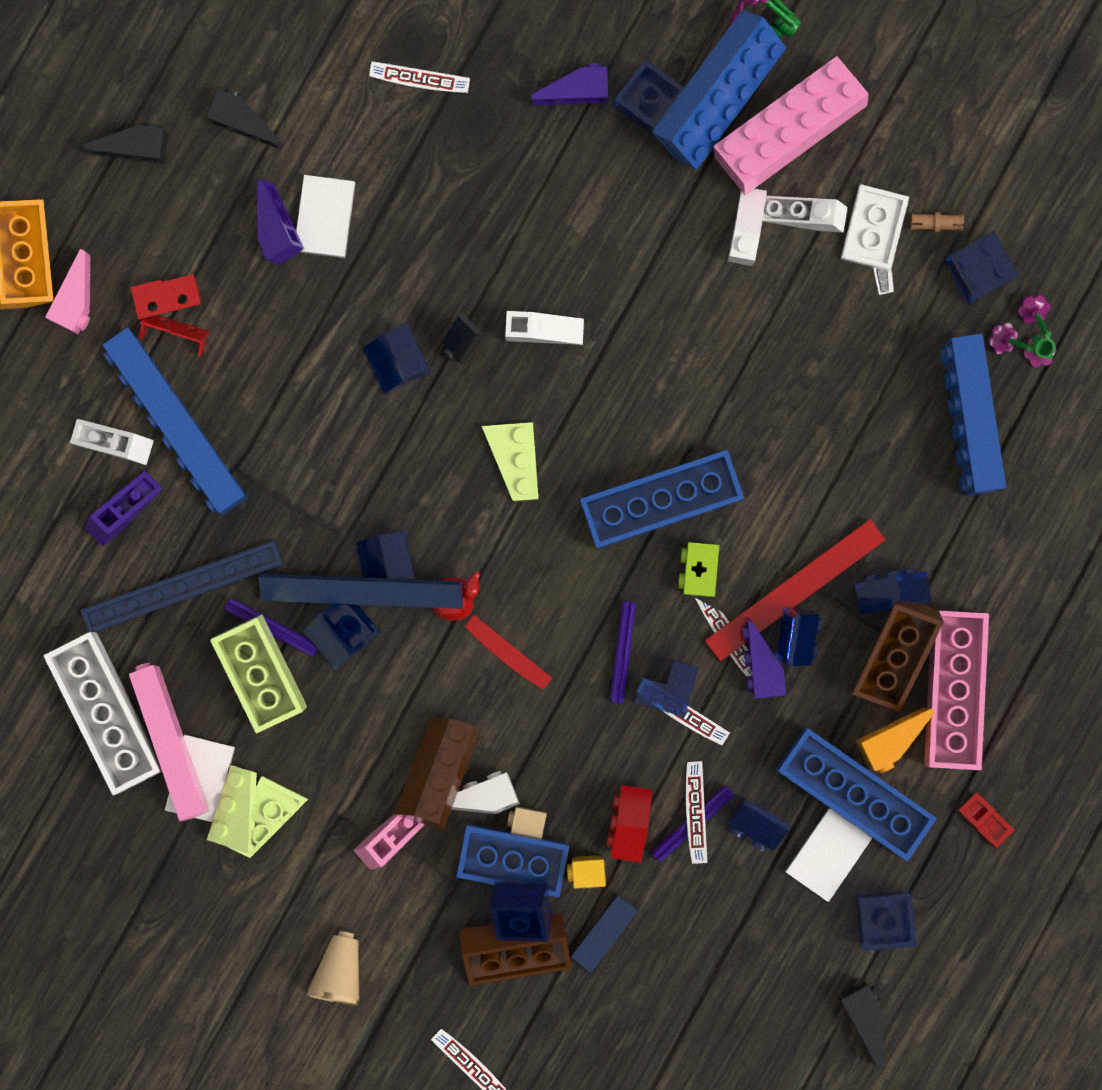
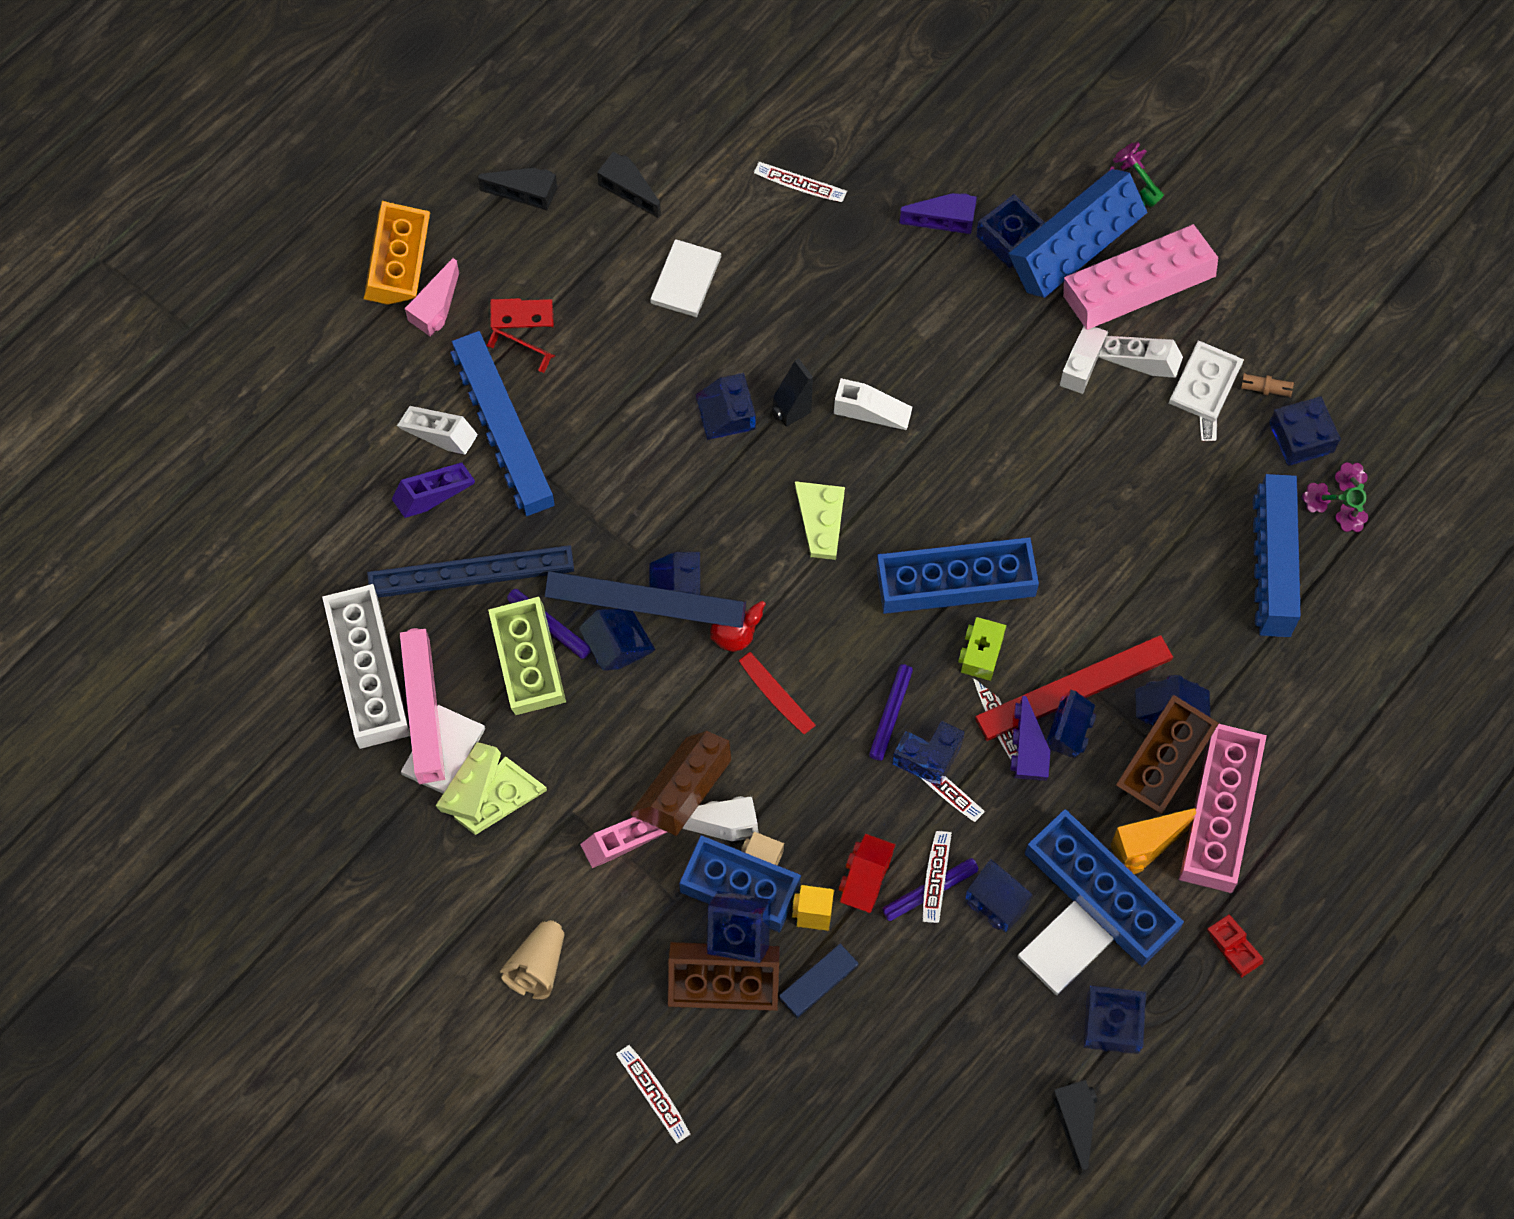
camera: 10 degrees right, 20 degrees down
(274, 227) = (637, 275): dark purple slope -> none

